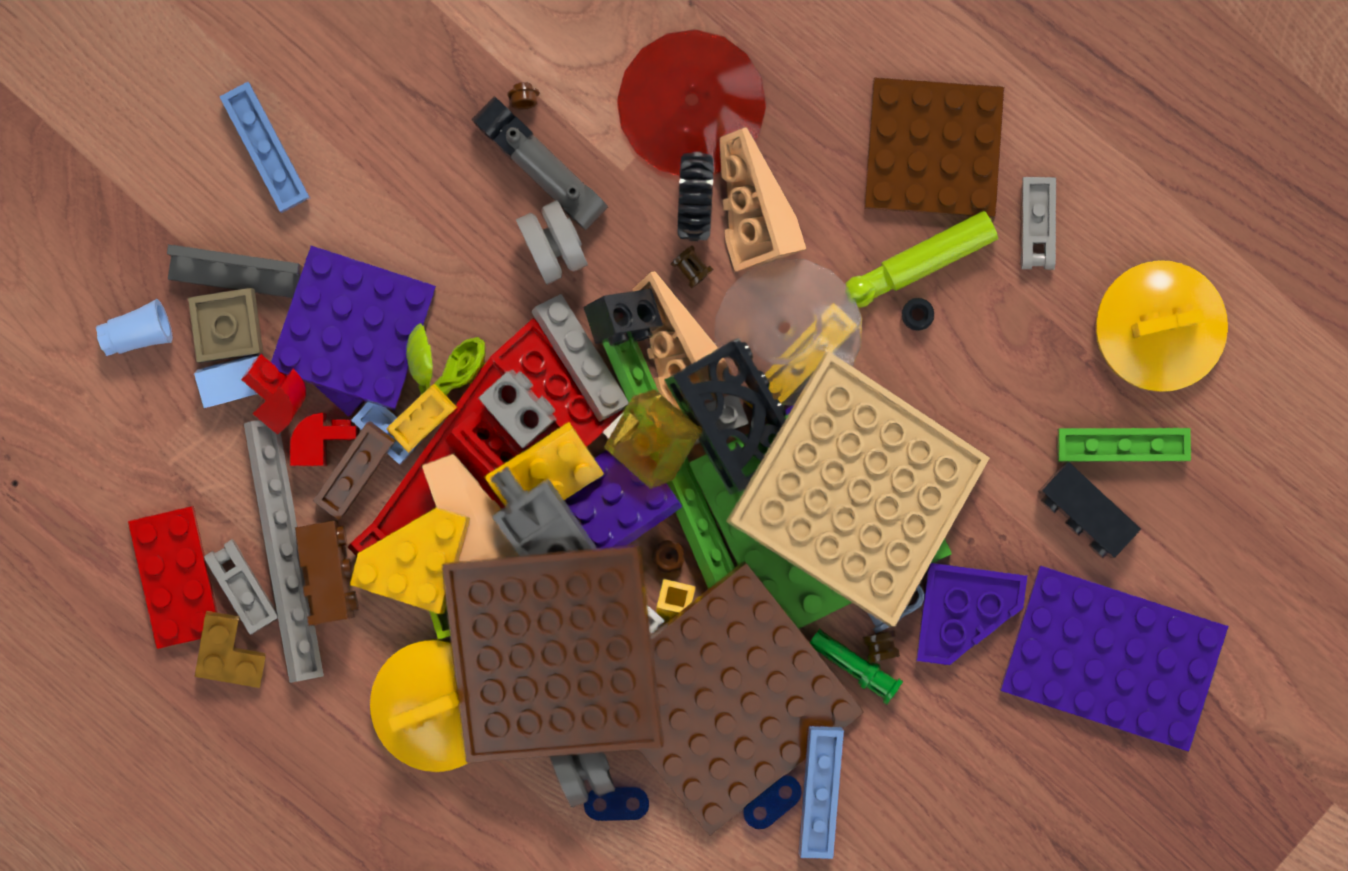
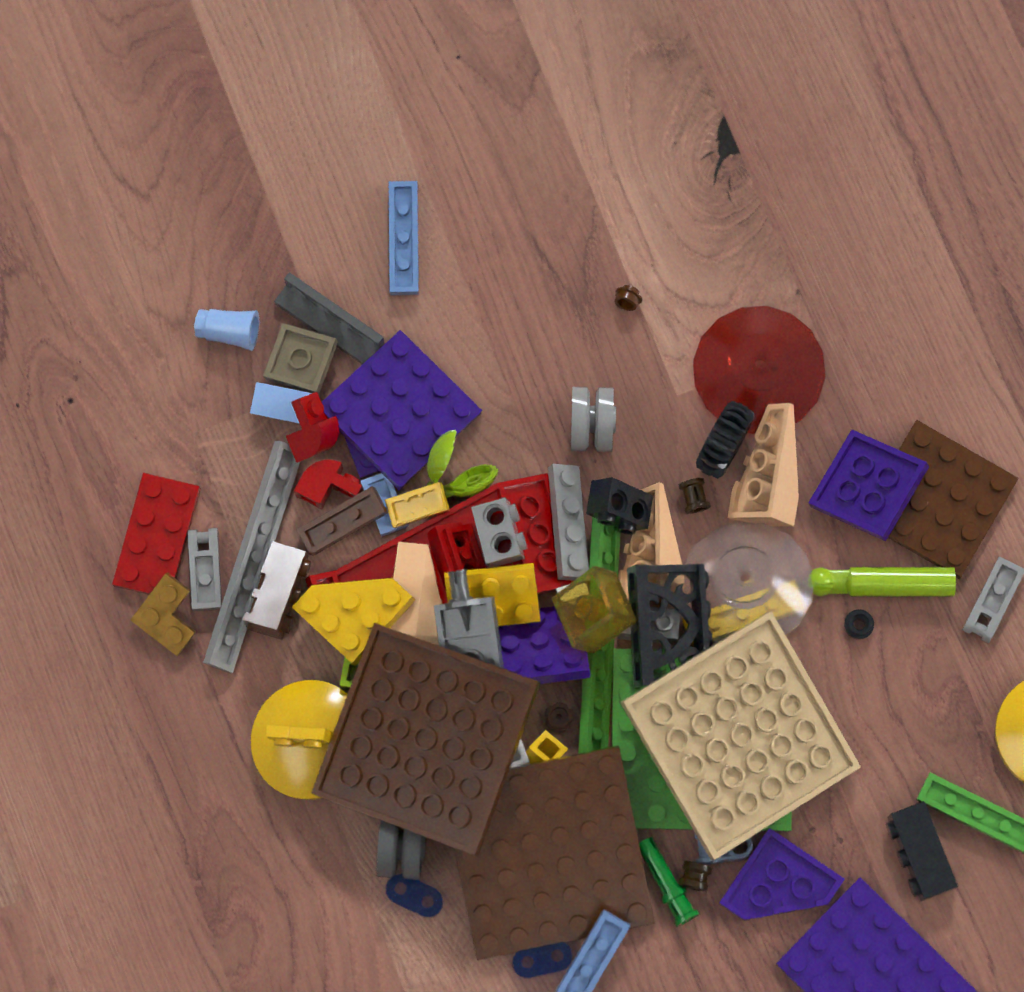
camera: 30 degrees right, 10 degrees down
(539, 163) = (614, 356): dark grey piece -> none
(860, 170) = (868, 485): none -> dark purple plate

